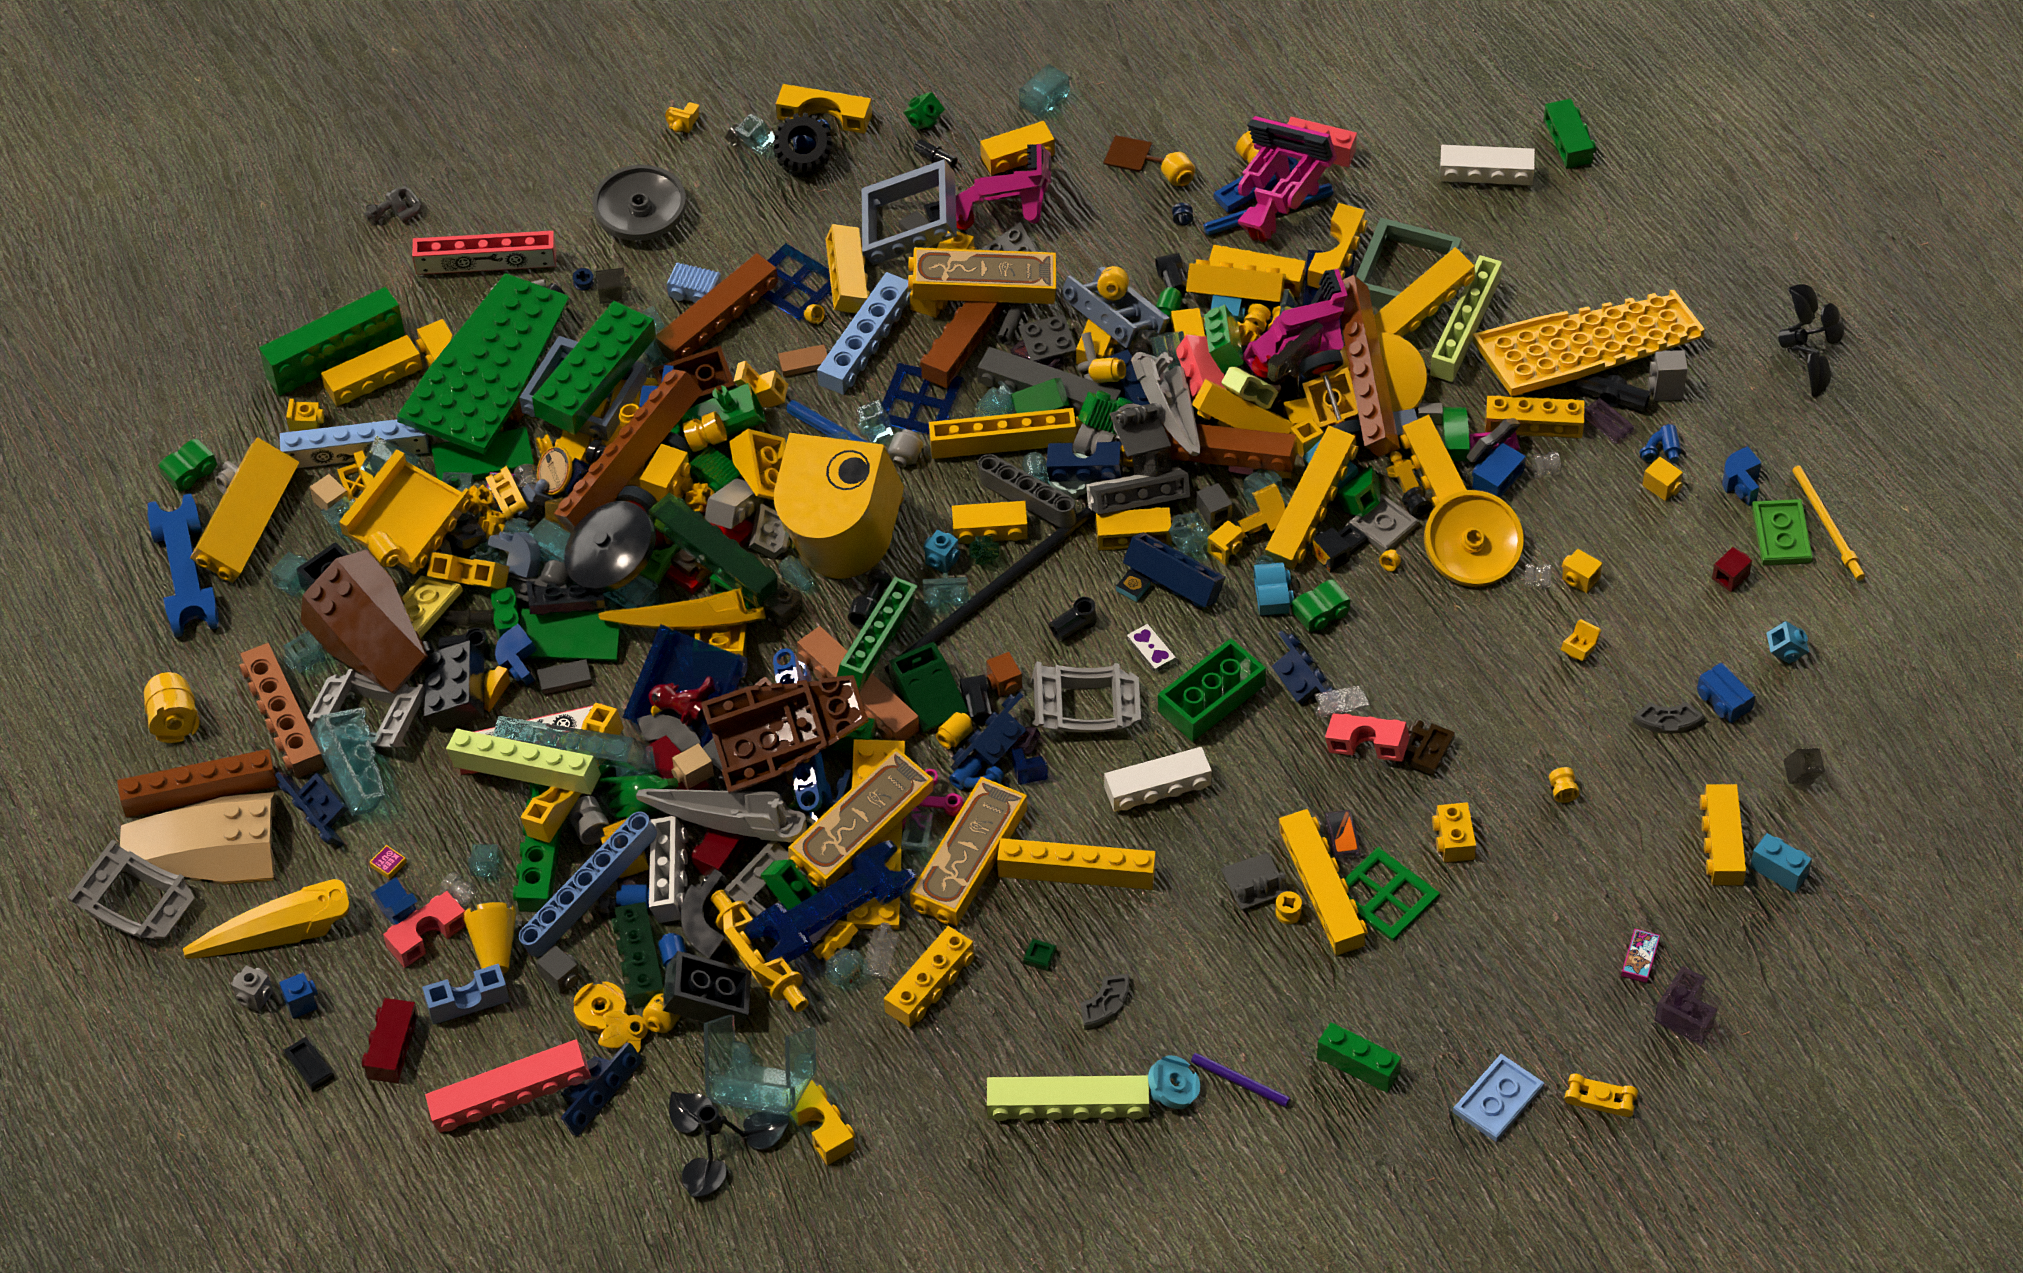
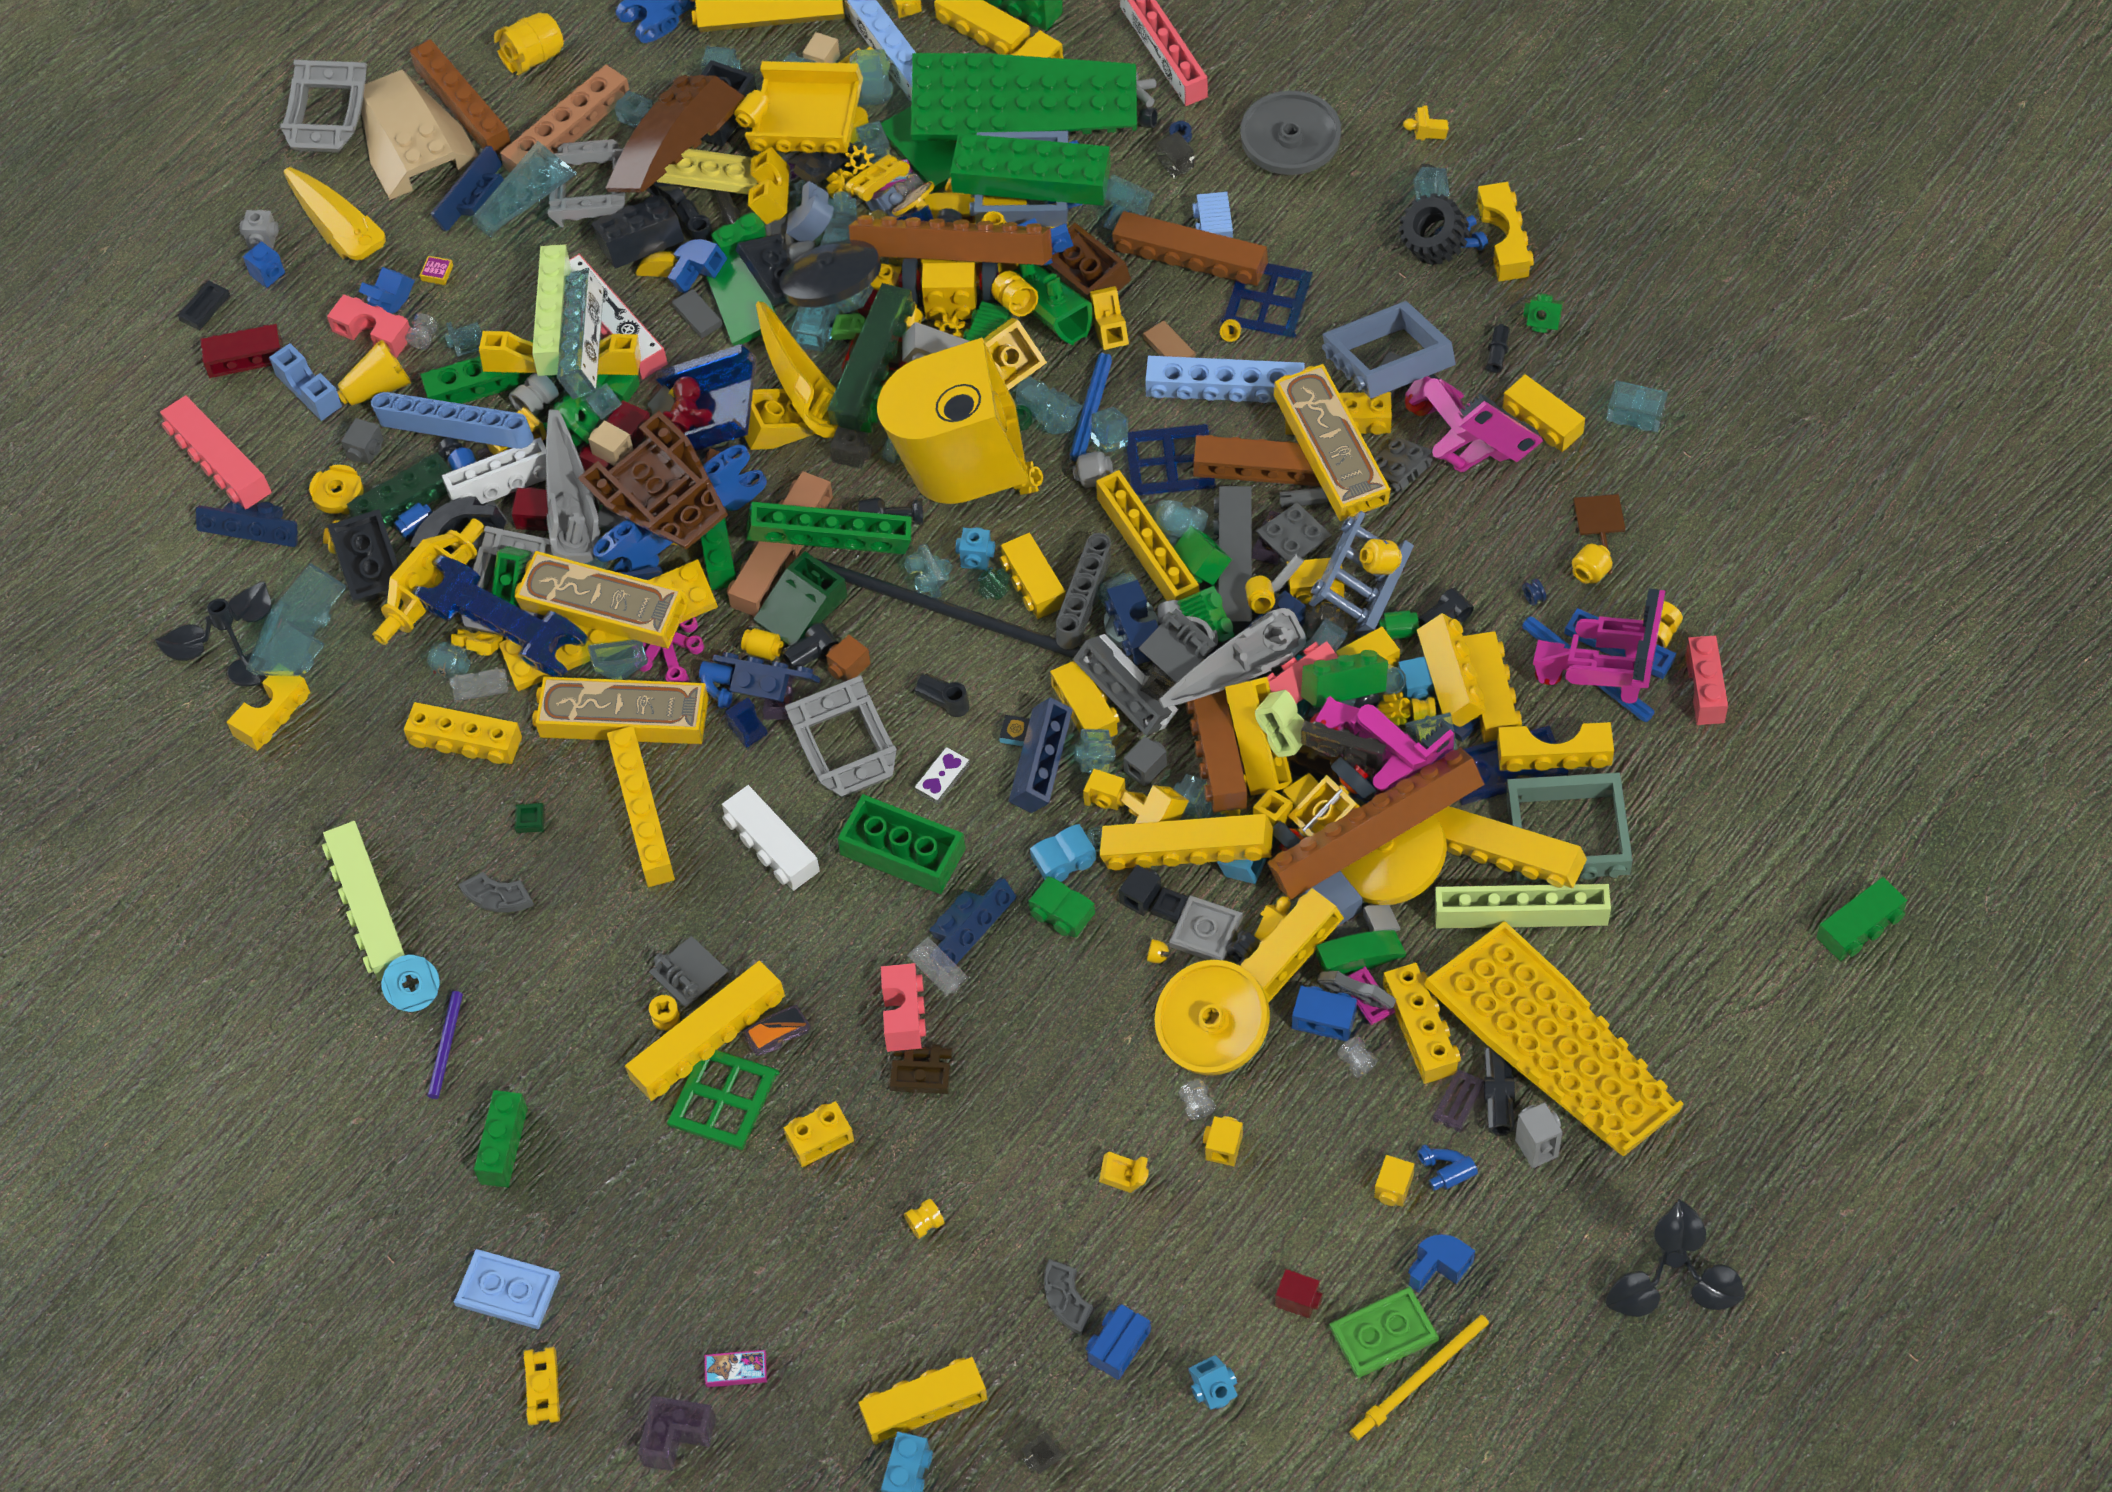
camera: 70 degrees right, 5 degrees up
(619, 1030) = (309, 516): yellow plate -> none
(846, 268) = (1297, 330): yellow brick -> none
(1361, 493) = (1229, 892): green slope -> none
(1487, 164) = (1762, 852): white brick -> none

